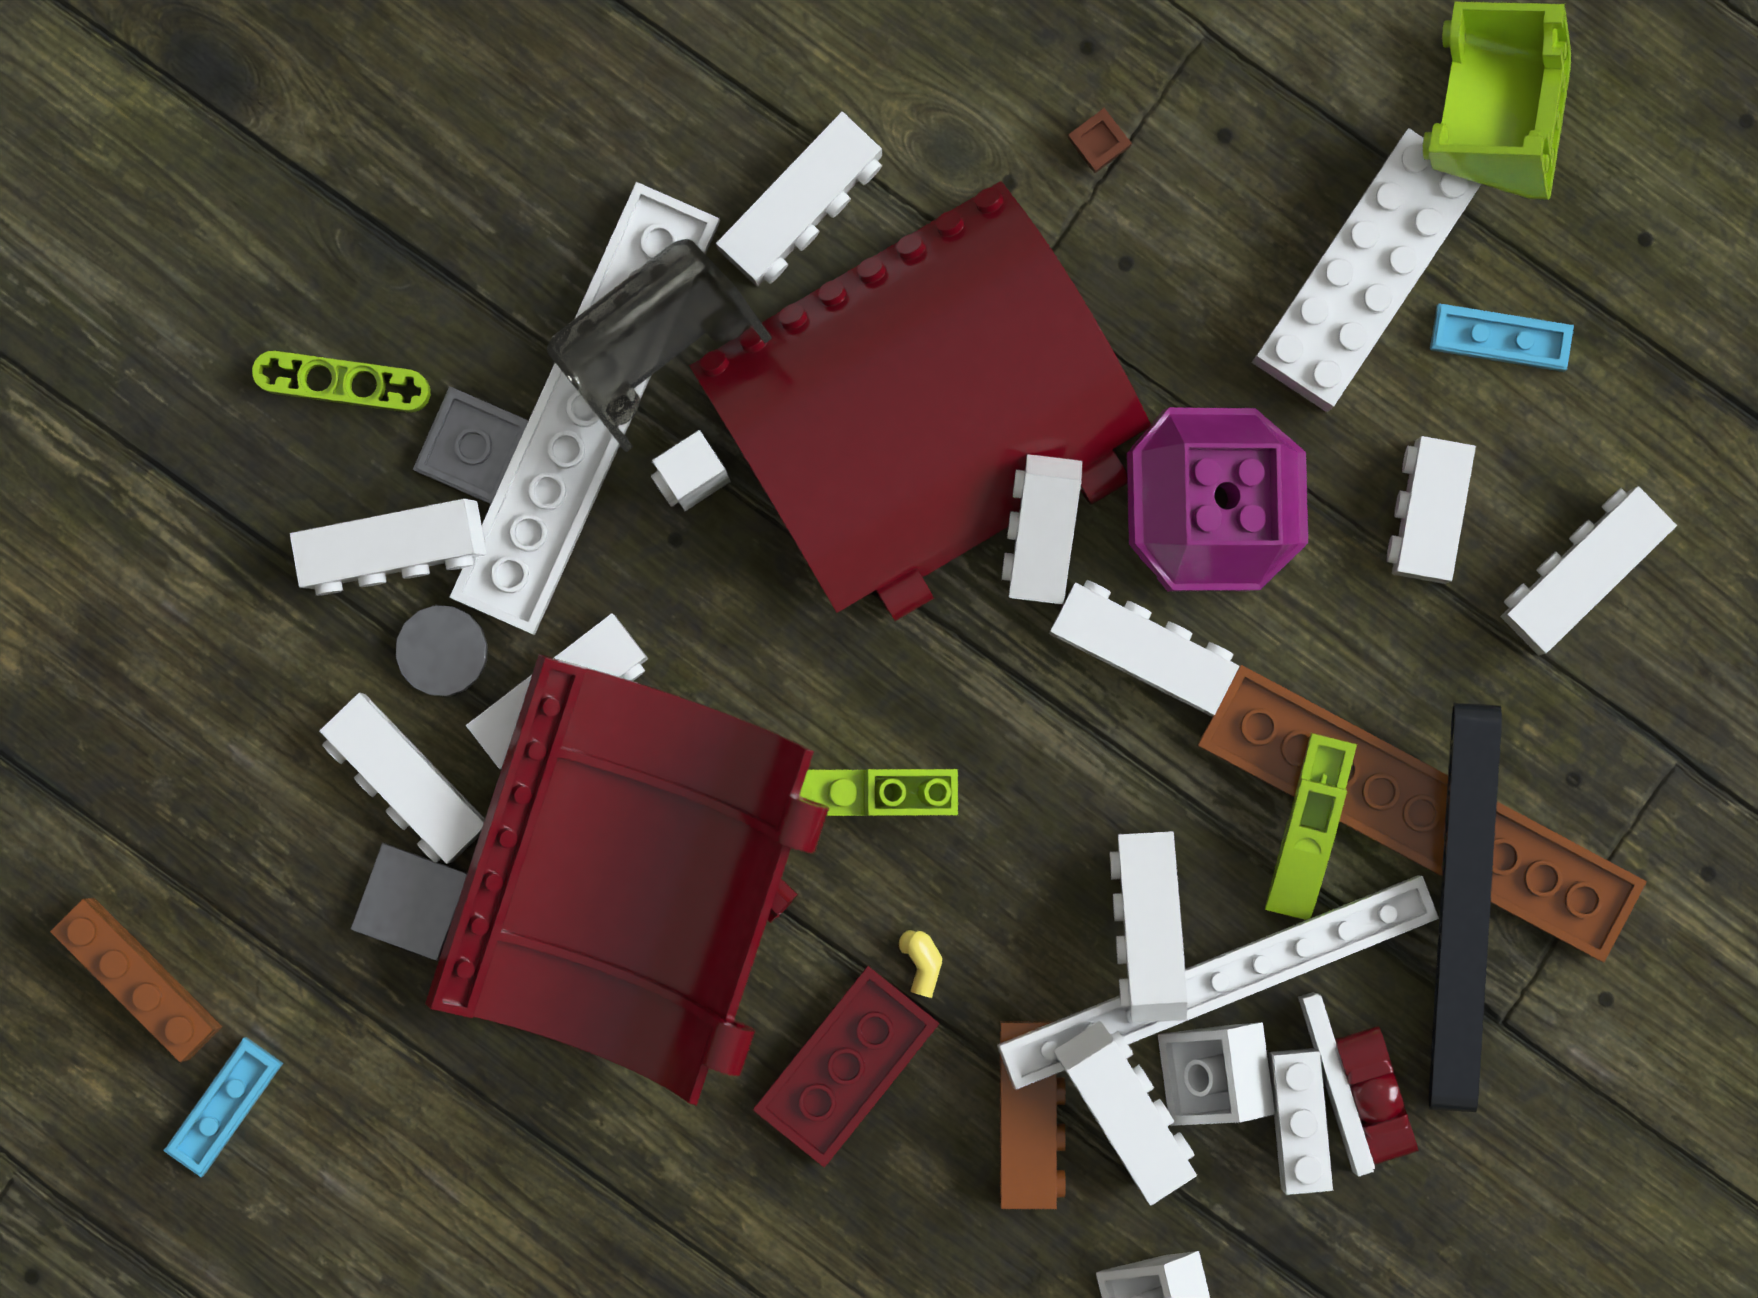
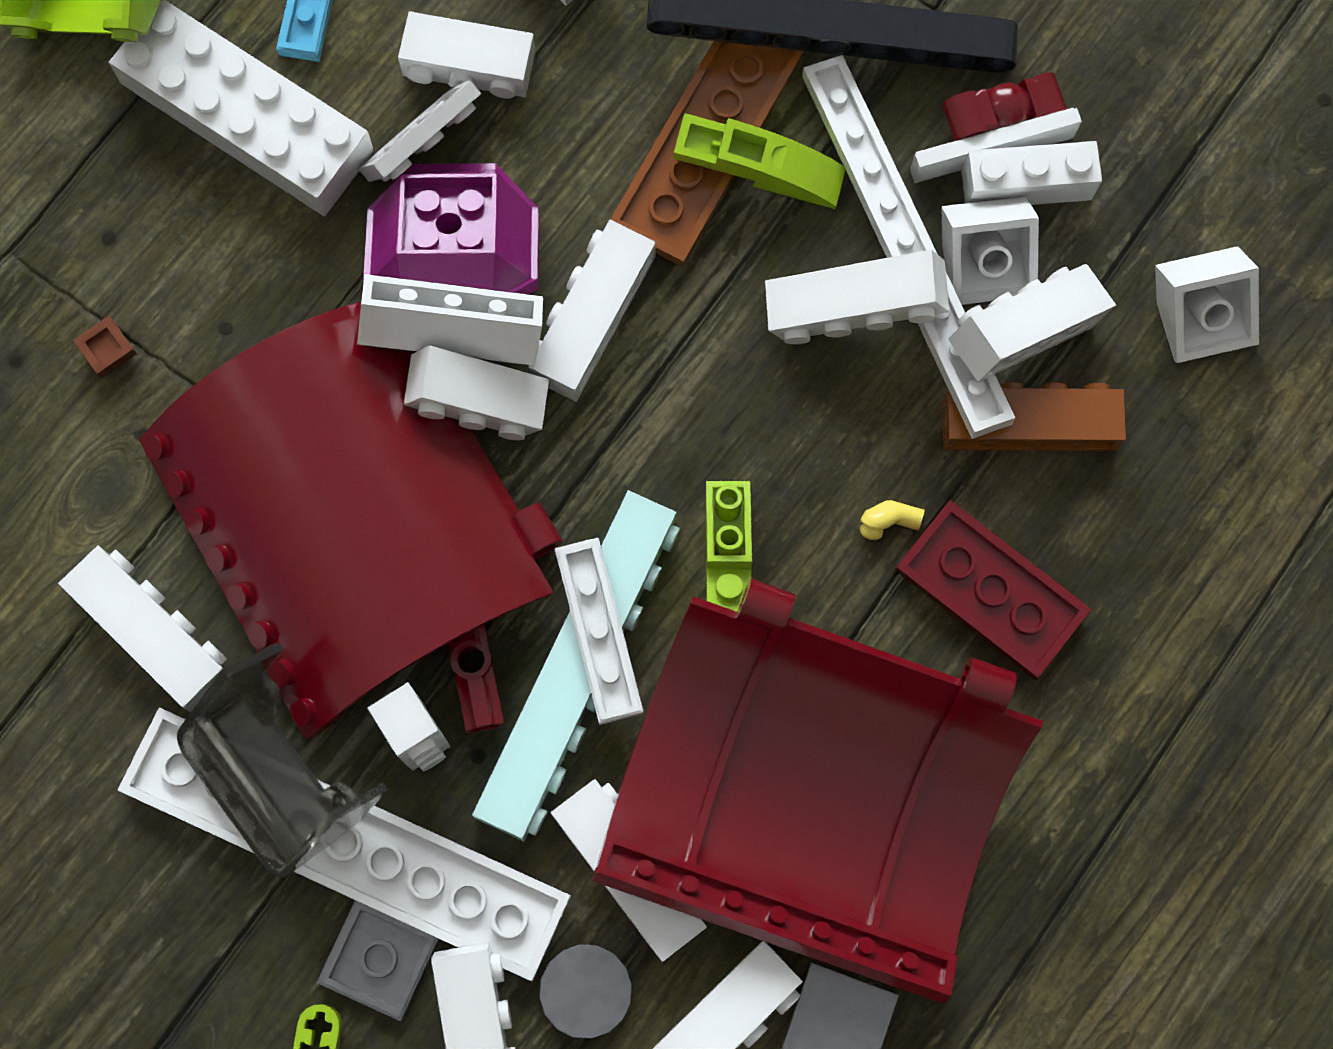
camera: 95 degrees left, 10 degrees down
(736, 538) = (476, 690): none -> dark red piece
(763, 637) = (562, 691): none -> light aqua brick
(794, 659) = (599, 631): none -> white tile
(1115, 500) = (451, 318): none -> white brick
(1335, 462) = (421, 133): none -> white plate

